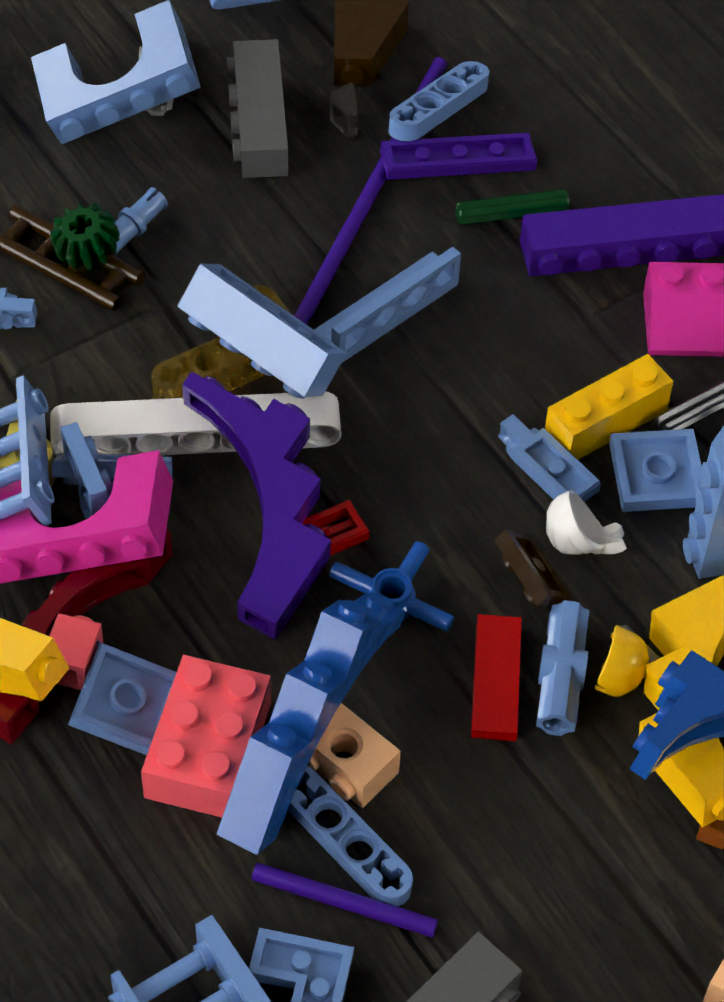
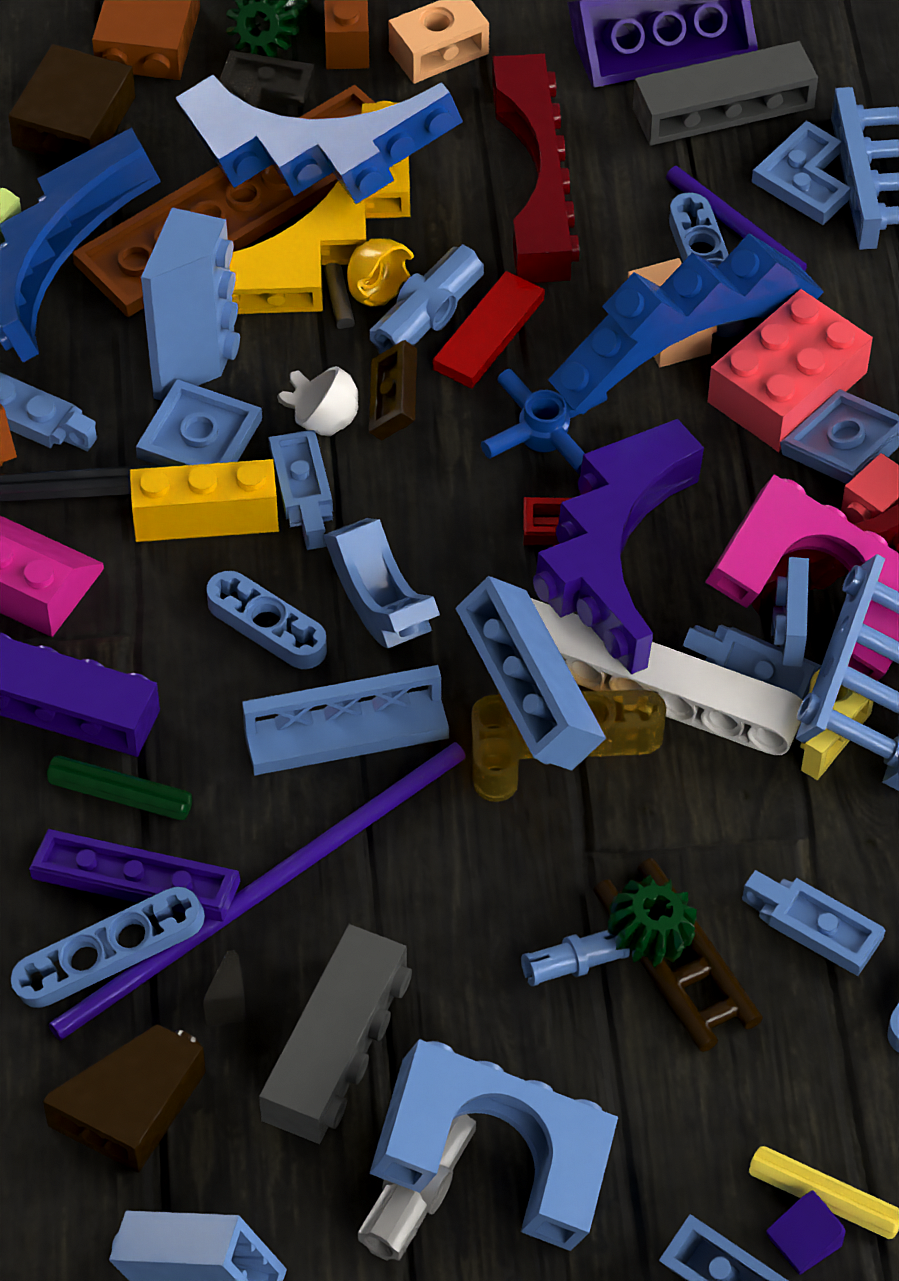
camera: 150 degrees left, 0 degrees up
(418, 397) = (376, 585): none -> medium blue arch
(510, 370) = (274, 638): none -> medium blue beam
(622, 929) = (541, 230): none -> dark red arch

